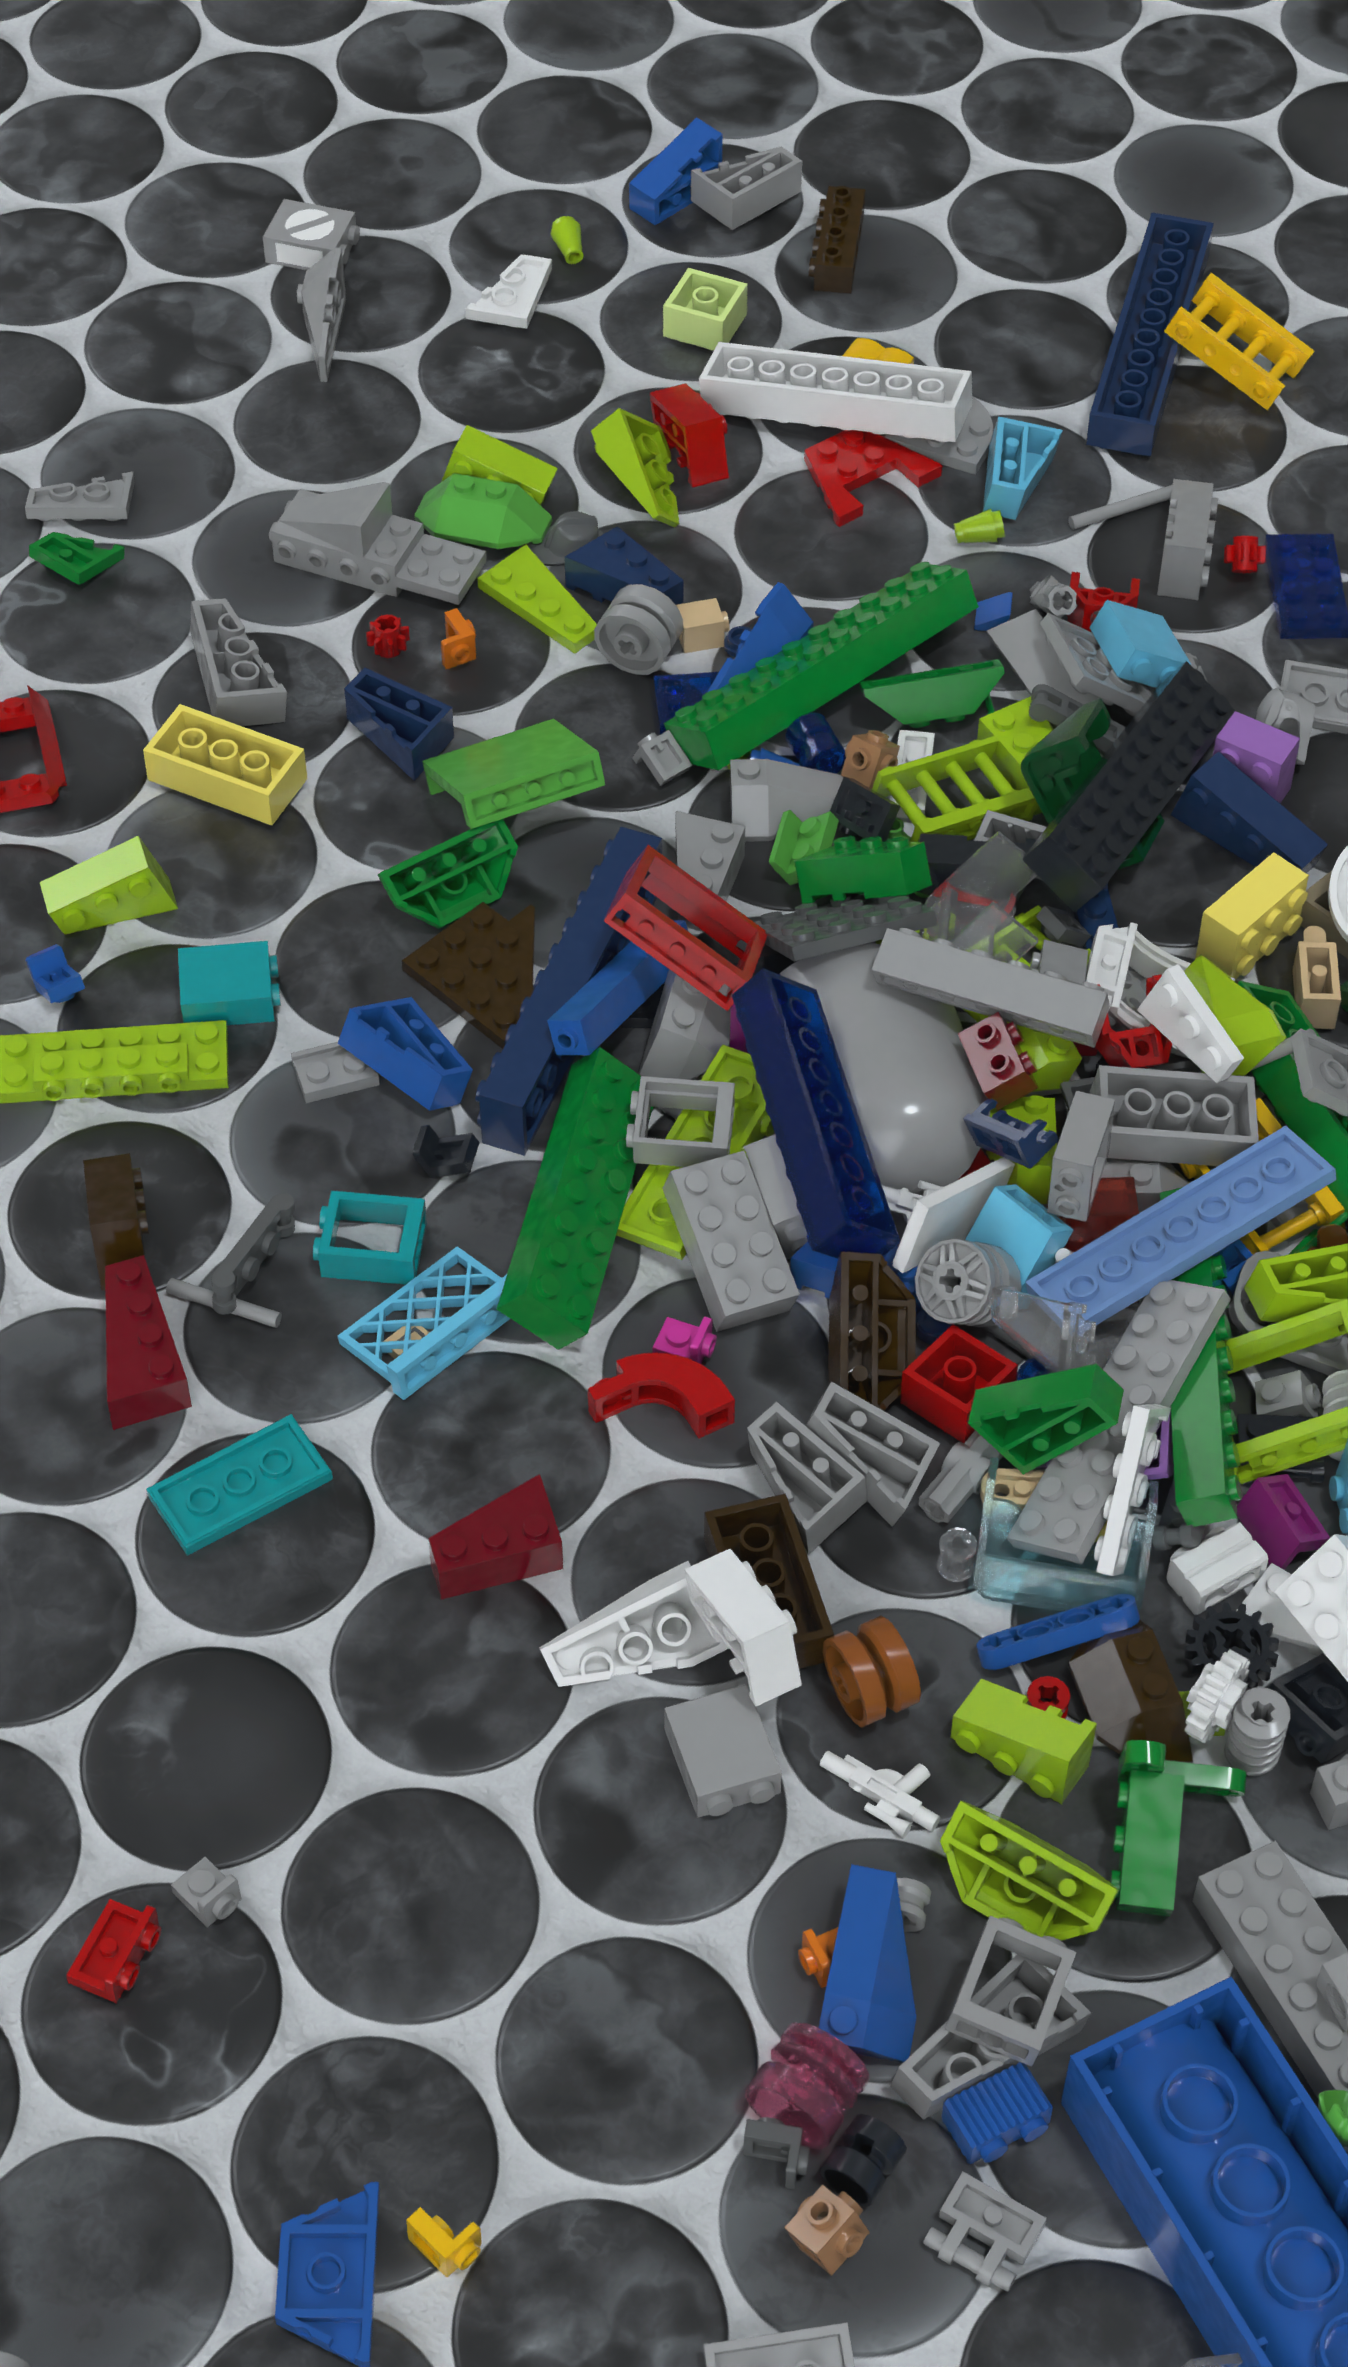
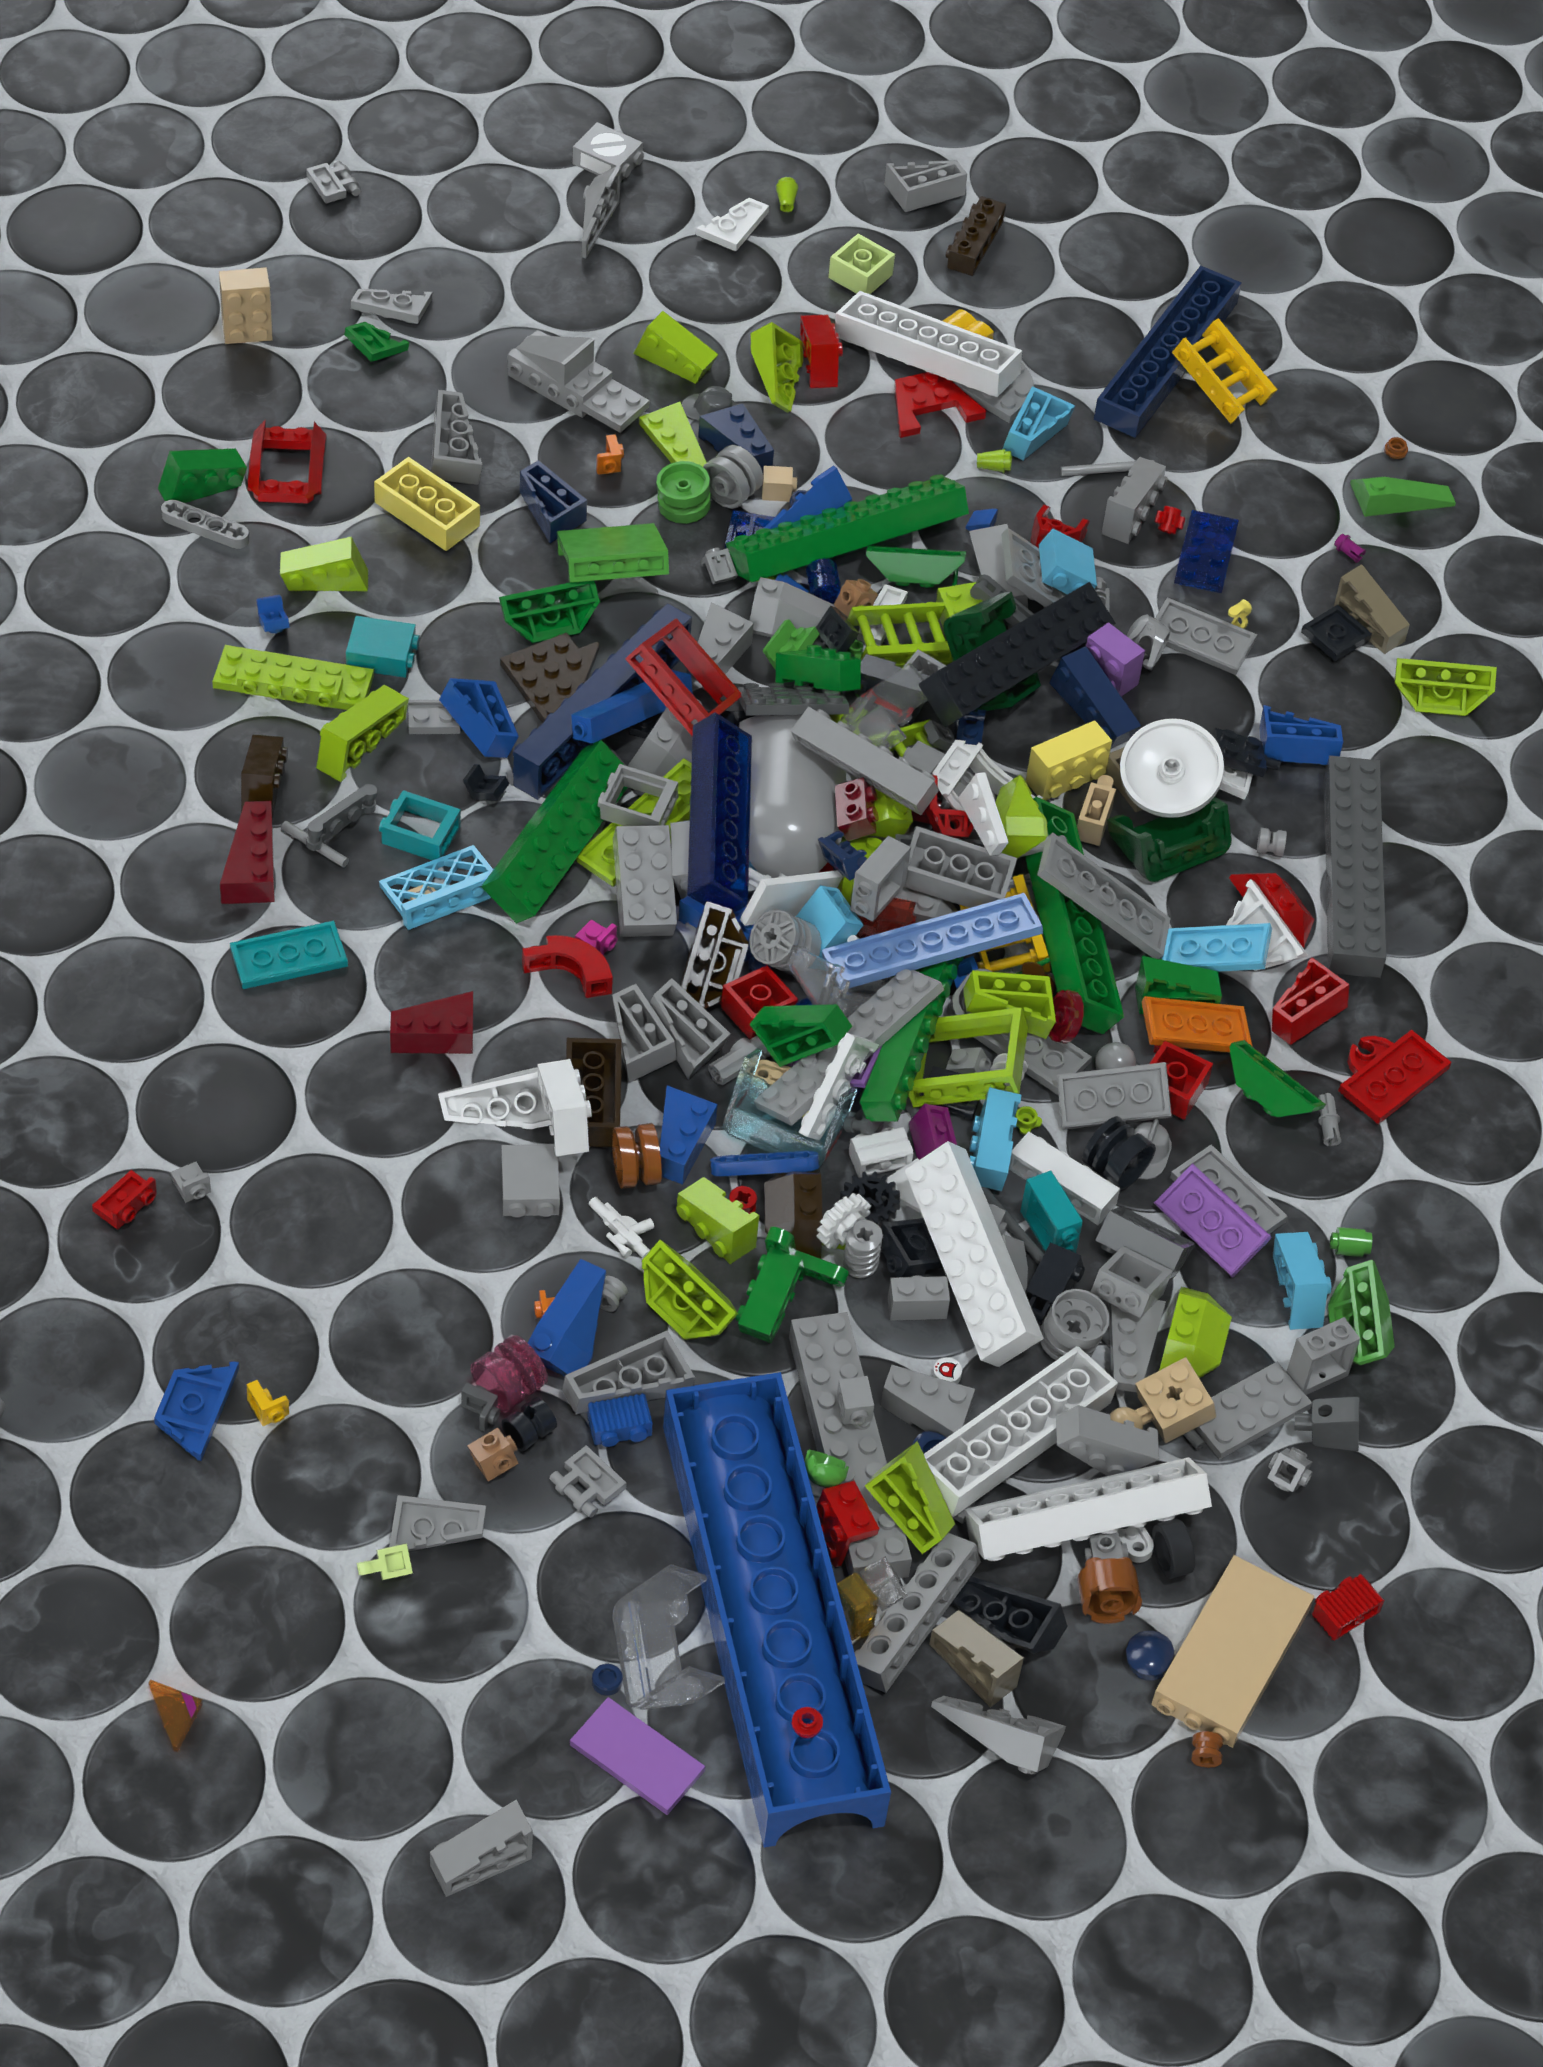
camera: 10 degrees right, 0 degrees up
(236, 1117) = (359, 730): none -> lime wedge
(387, 636) = (564, 443): red gear -> none
(483, 513) = (658, 374): bright green wedge -> none
(578, 666) = (683, 492): none -> bright green wheel
(666, 181) = (868, 168): blue wedge -> none
(921, 1603) = (684, 1132): none -> blue wedge
(957, 1553) = (720, 1096): clear bush -> none
(993, 2028) = (630, 1368): light grey window -> none
(1053, 597) = (1020, 519): light grey piece -> none

